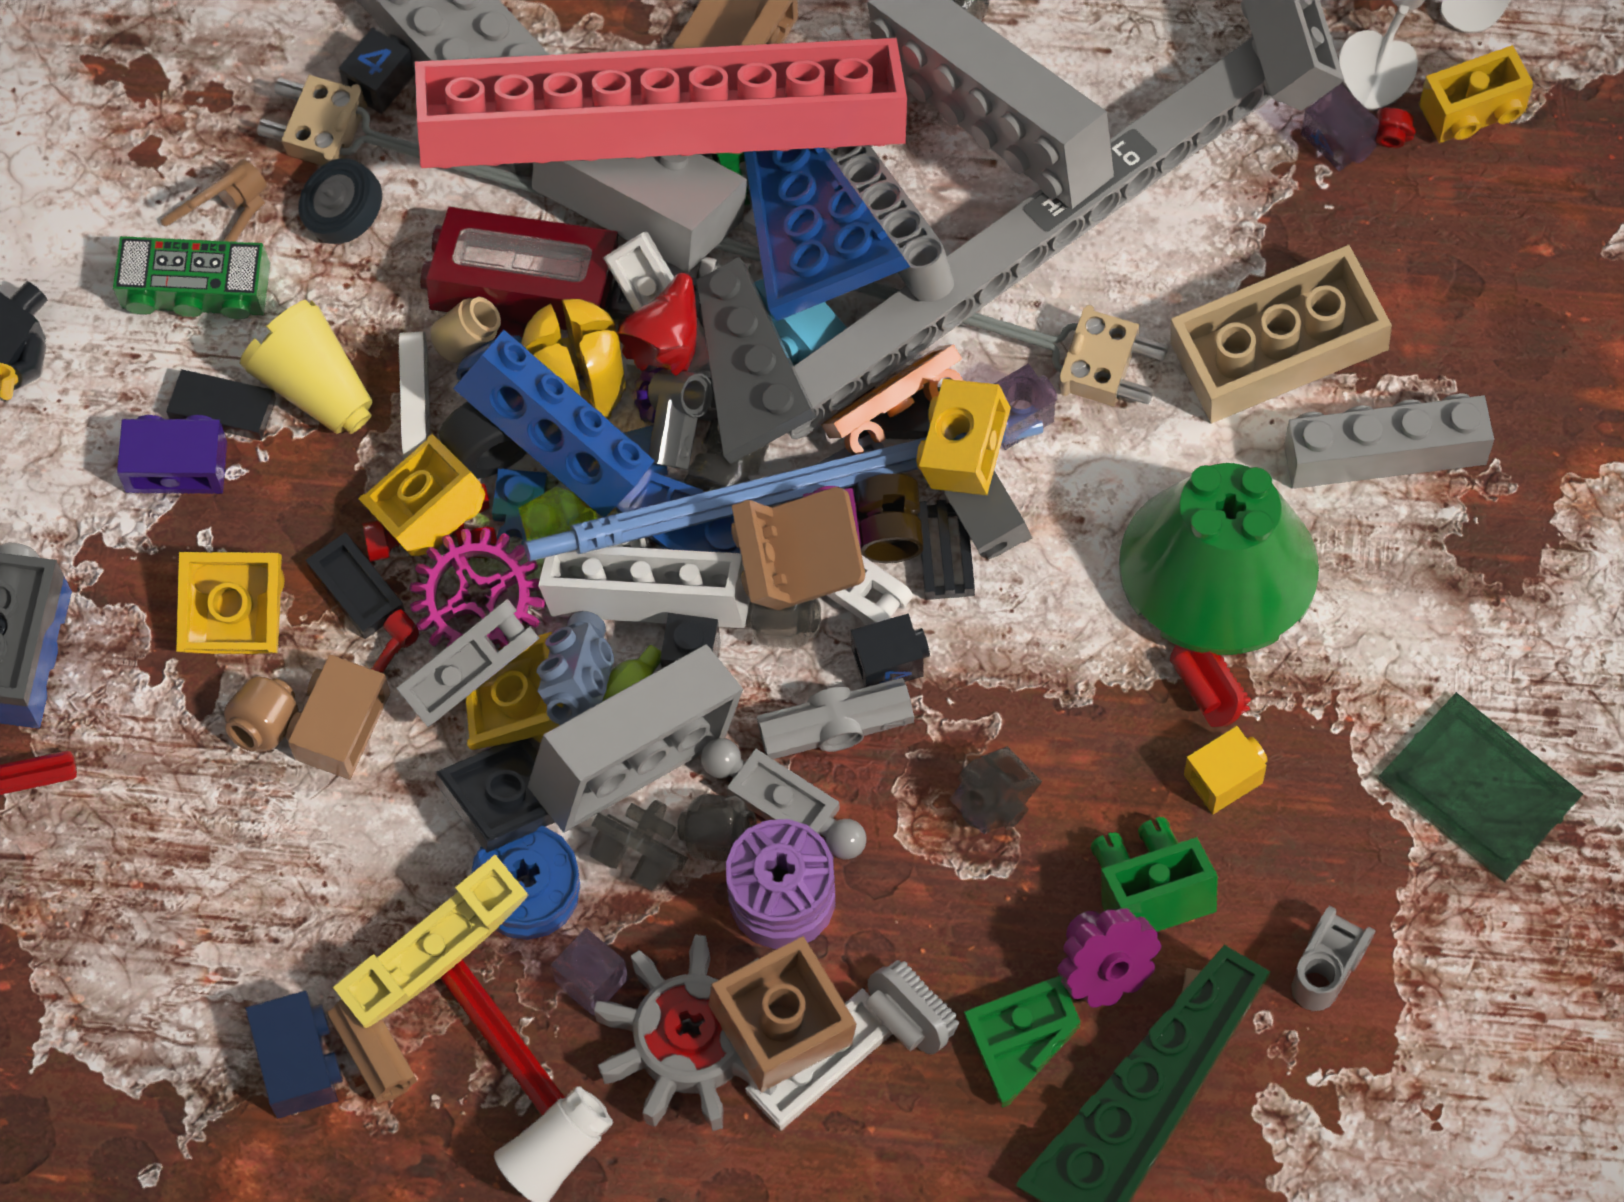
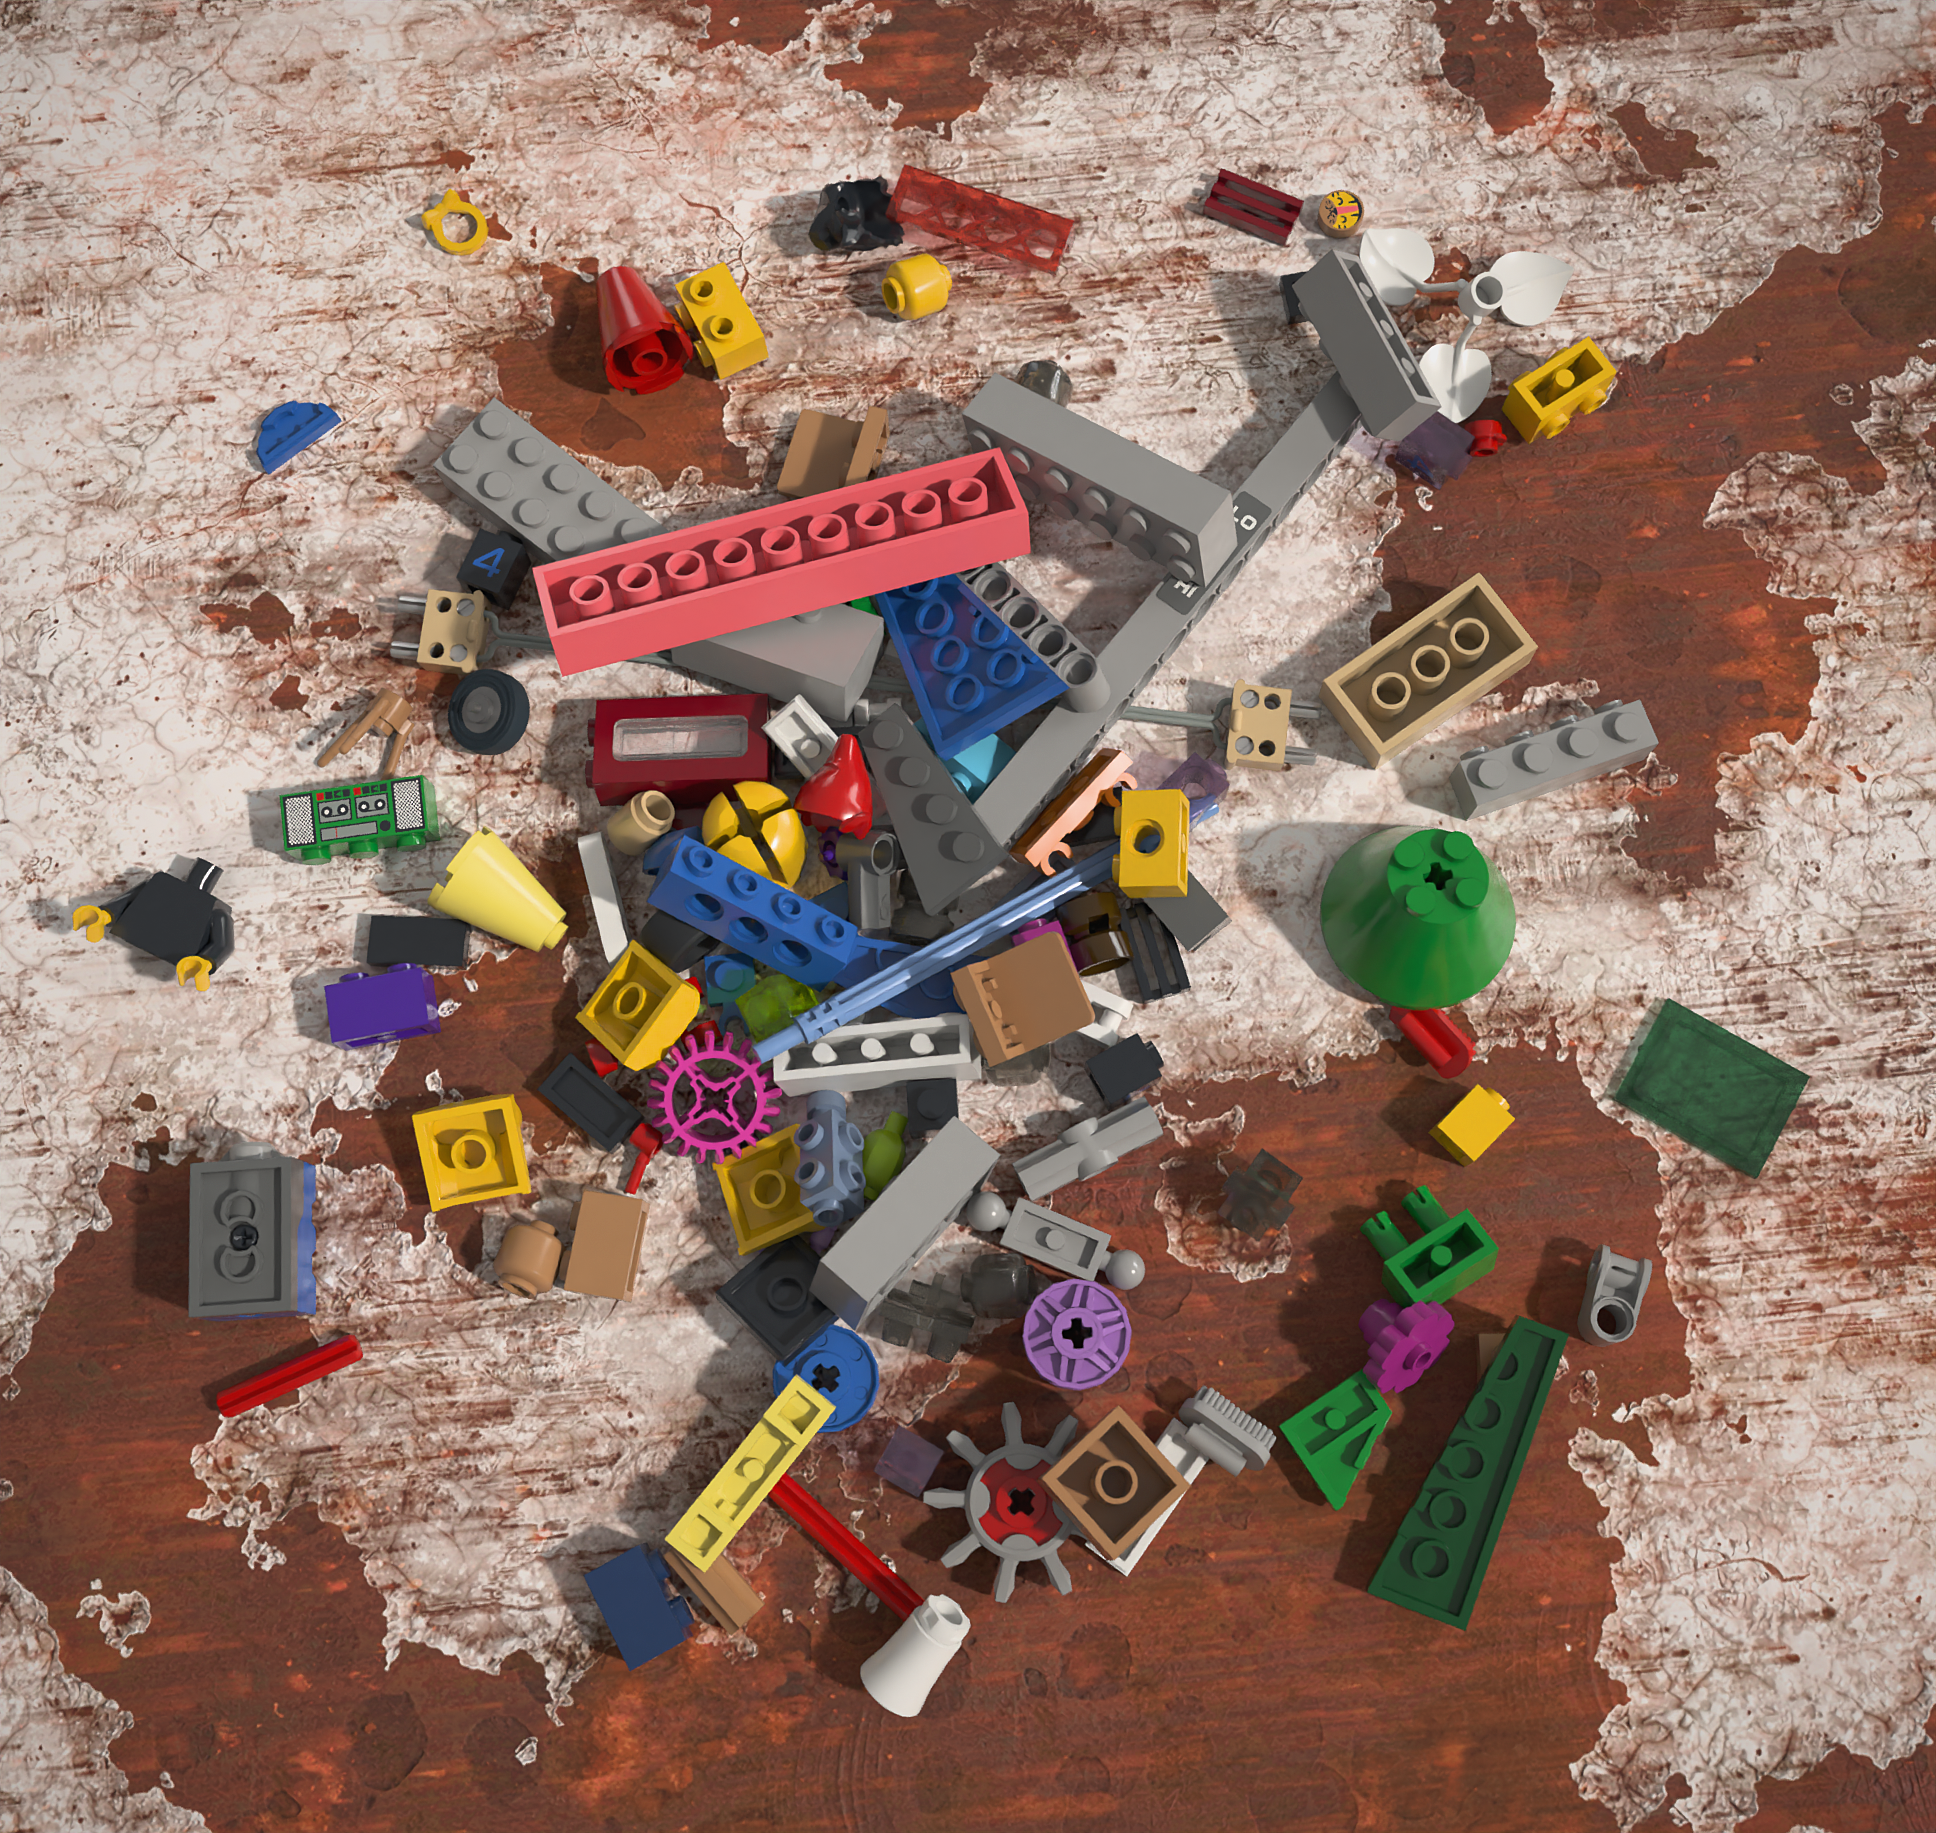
camera: 10 degrees left, 10 degrees up
(465, 664) = (720, 1175): light grey plate -> none

